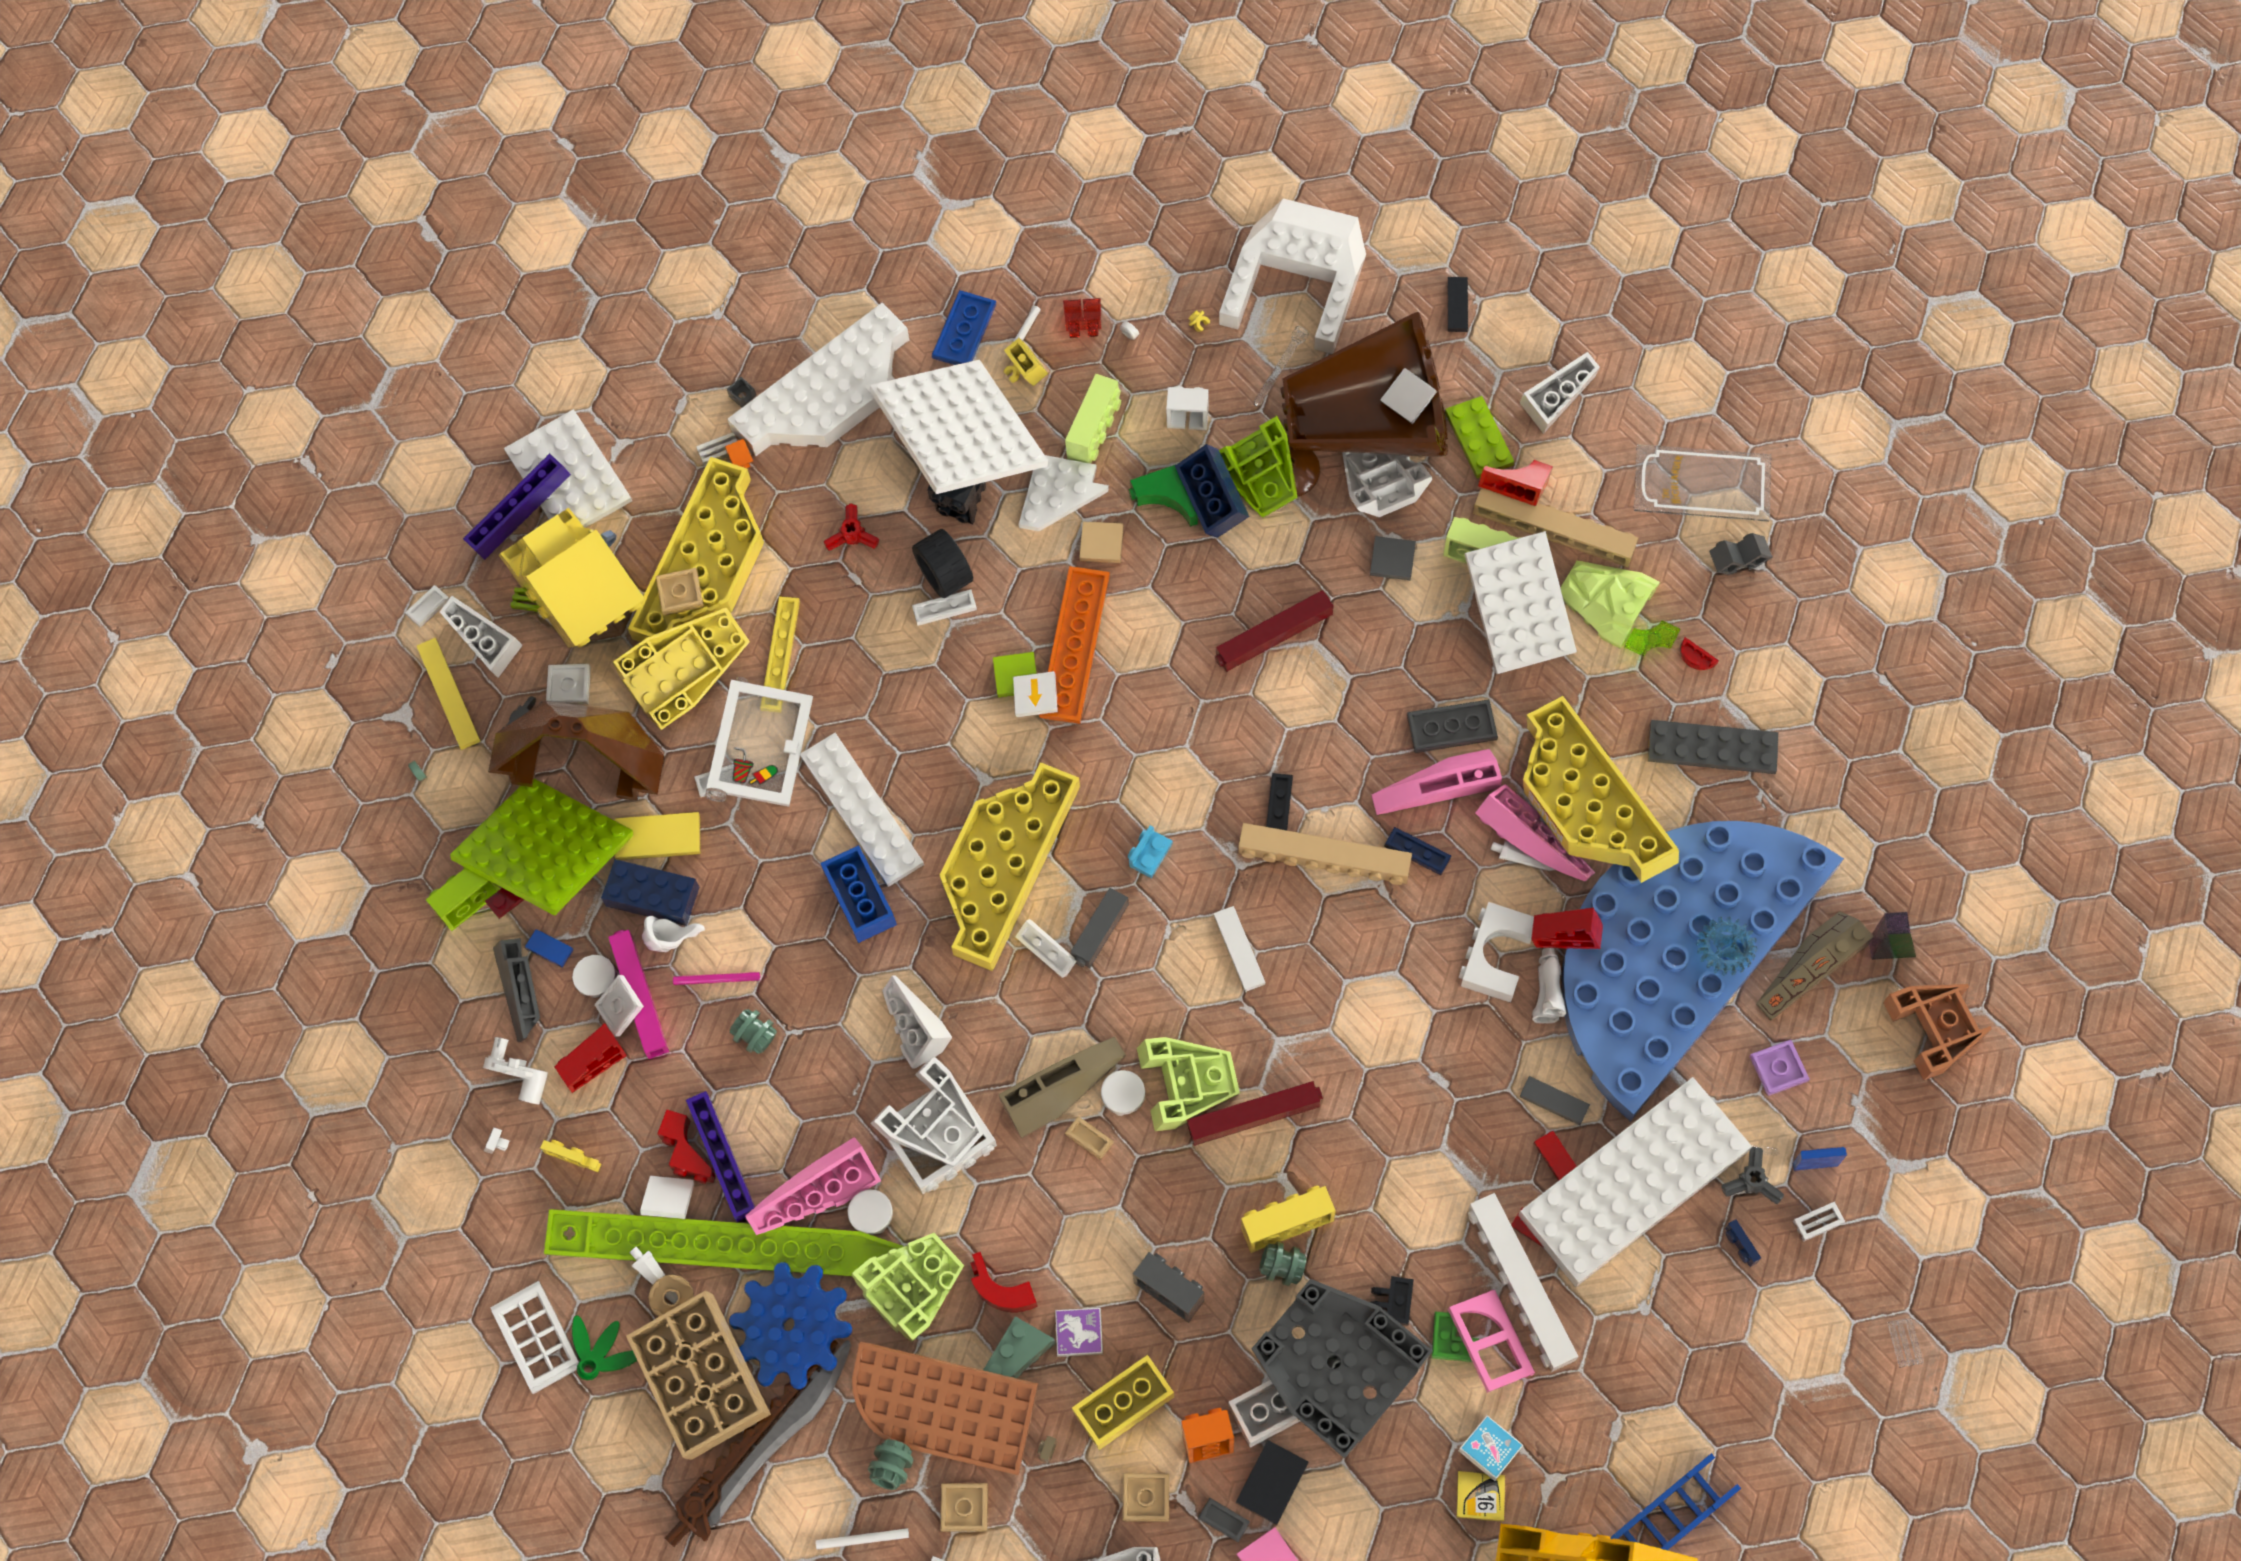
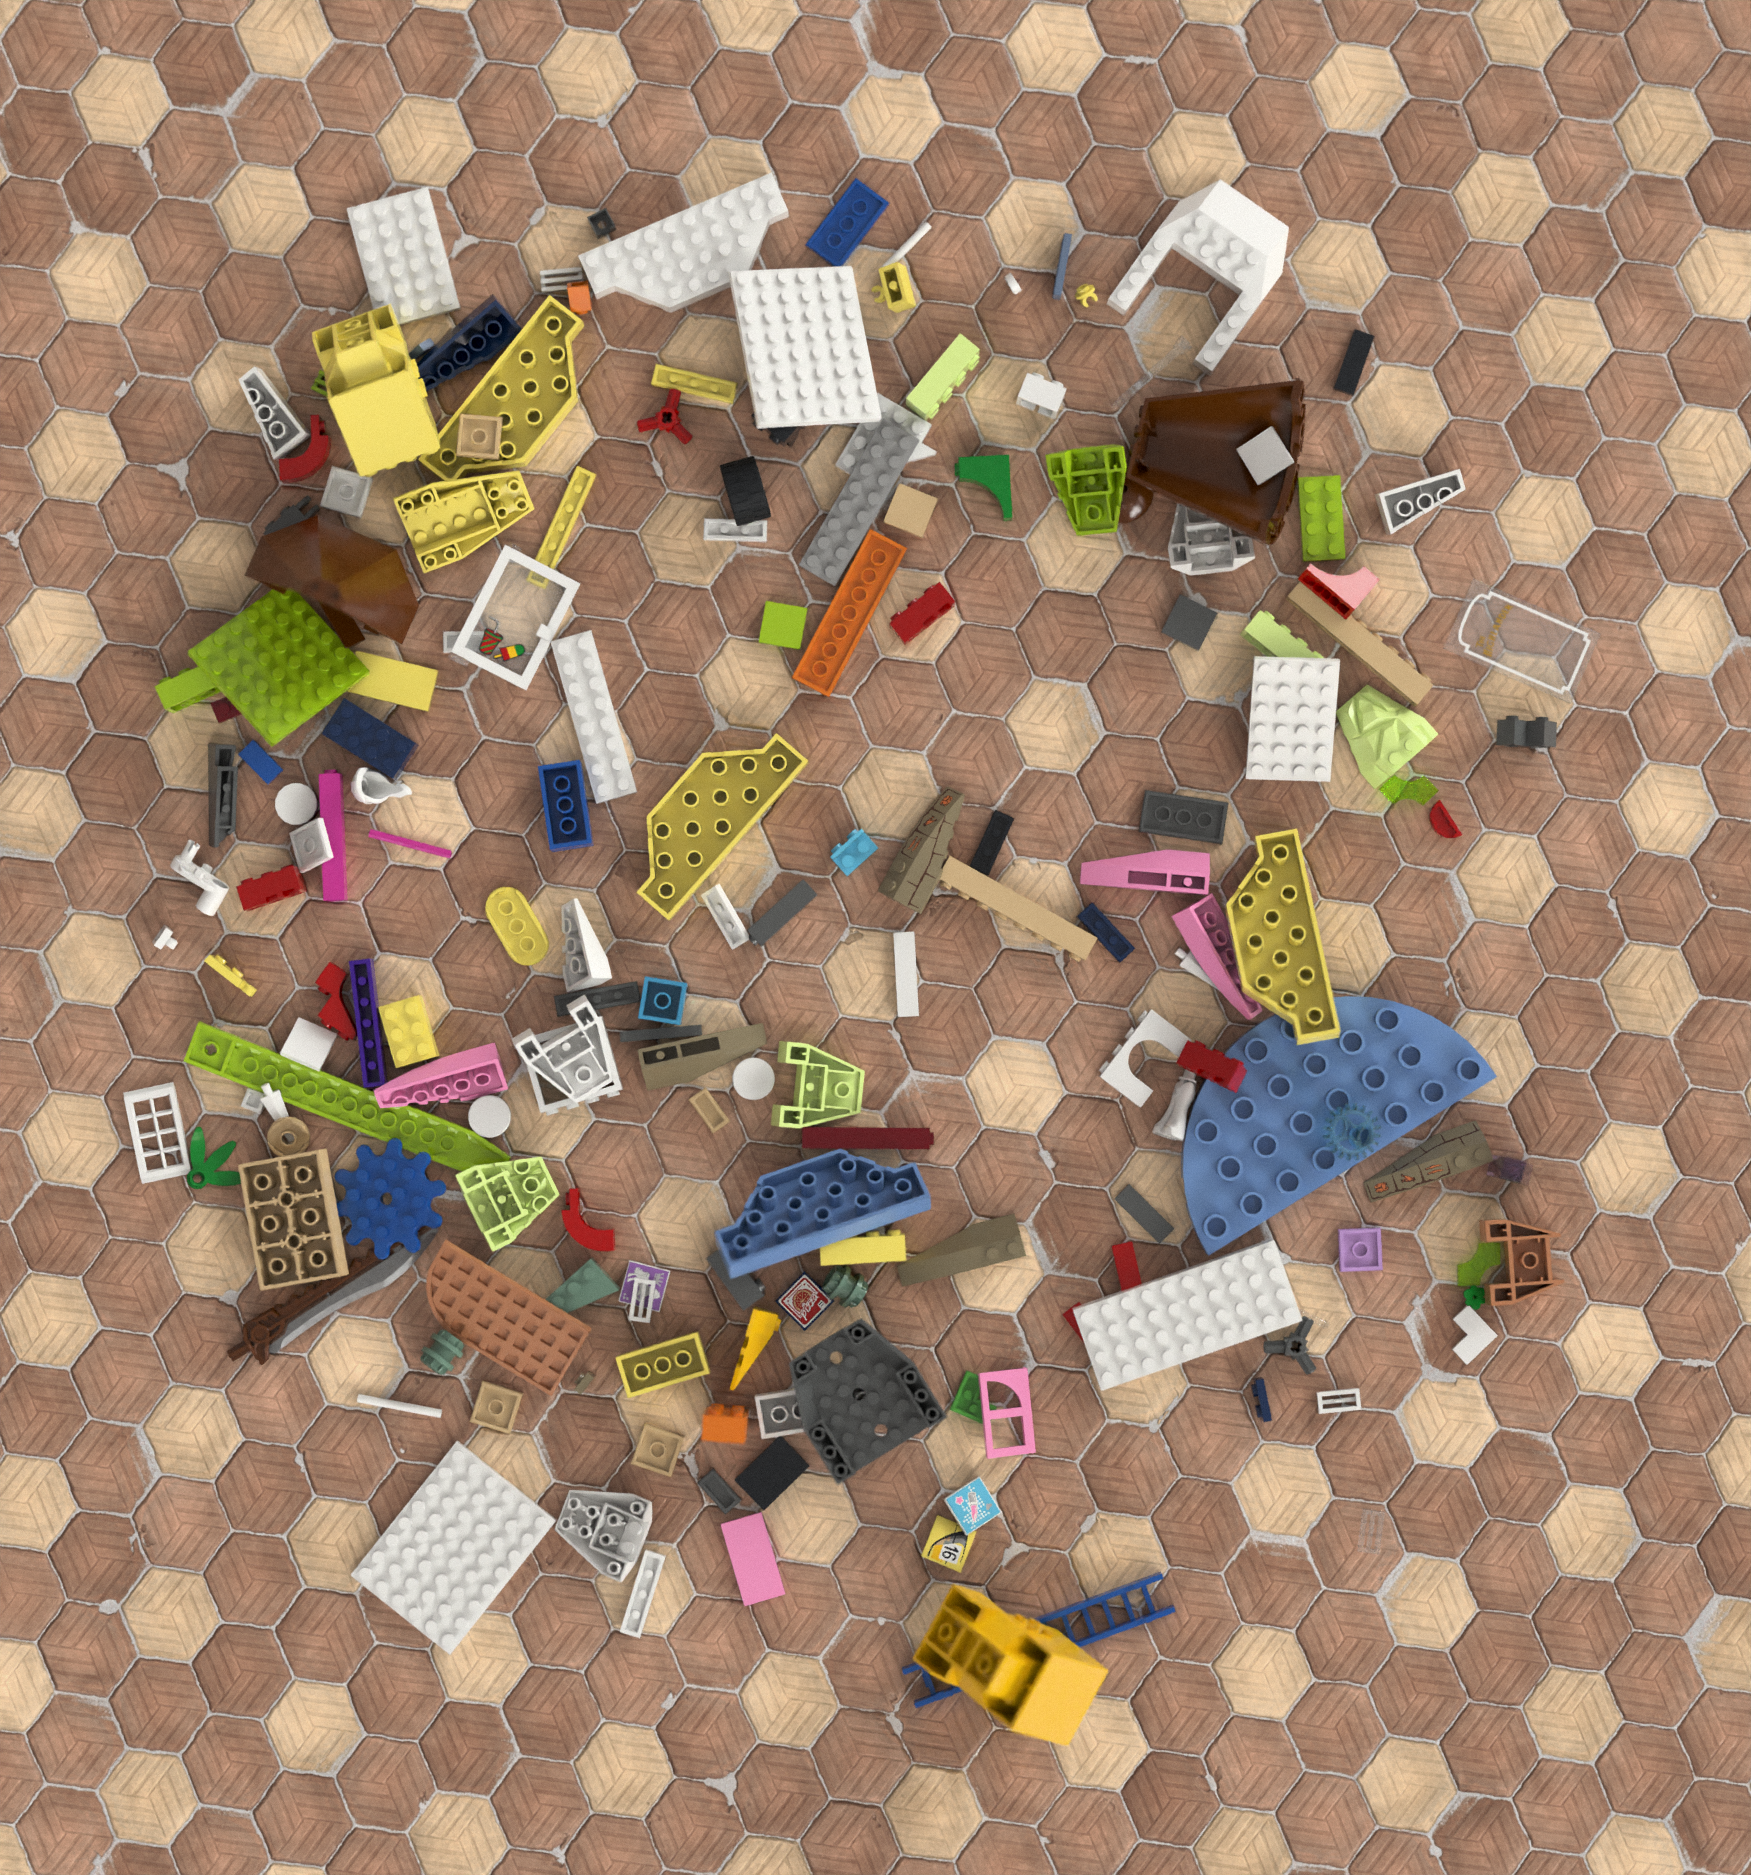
camera: 10 degrees right, 20 degrees up
(417, 771) = (178, 538): sand green tile -> none
(427, 606) = (229, 360): white tile -> none
(448, 693) = (227, 463): light yellow tile -> none
(517, 506) = (342, 286): dark purple brick -> none
(526, 667) = (311, 461): none -> red arch
(591, 793) = (344, 626): none -> reddish brown slope
(626, 1274) = (252, 1101): none -> white tile
(650, 520) = (469, 343): none -> dark blue wedge
(753, 1031) = (429, 910): sand green piece -> none
(764, 1153) = (408, 1031): none -> light yellow brick
(844, 1022) = (516, 926): none -> light yellow tile
(867, 497) = (694, 384): none -> light yellow tile
(953, 1060) = (601, 997): none -> dark grey tile
(1006, 1081) = (660, 1033): none -> dark grey beam
(1009, 1044) = (663, 1000): none -> dark azure brick
(1035, 694) = (794, 656): white tile -> none
(1051, 548) = (859, 502): none -> light grey plate
(1074, 320) = (961, 253): clear red hips -> none
(1078, 1325) = (642, 1300): none -> white tile
(1143, 620) = (922, 613): none -> red wedge
(1168, 304) = (1062, 263): none -> sand blue tile
(1211, 491) = (1034, 497): dark blue brick -> none
(1211, 1341) = (758, 1333): none -> yellow wedge
(1216, 835) = (920, 859): none -> dark tan wedge
(1228, 1186) = (818, 1206): none -> medium blue brick
(1246, 1294) = (804, 1300): none -> tile
(1274, 631) = (1046, 663): dark red brick -> none
(1392, 1192) = (969, 1249): none -> dark tan wedge
(1399, 1298) = (938, 1350): black hinge -> none
(1522, 1282) = (1053, 1370): white brick -> none
(1713, 747) = (1422, 920): dark grey plate -> none
(1819, 1158) = (1359, 1349): blue tile -> none
(1897, 1053) = (1471, 1271): none -> clear neon green tile
(1910, 1076) = (1478, 1299): none -> green plant
(1928, 1113) = (1477, 1335): none -> white tile

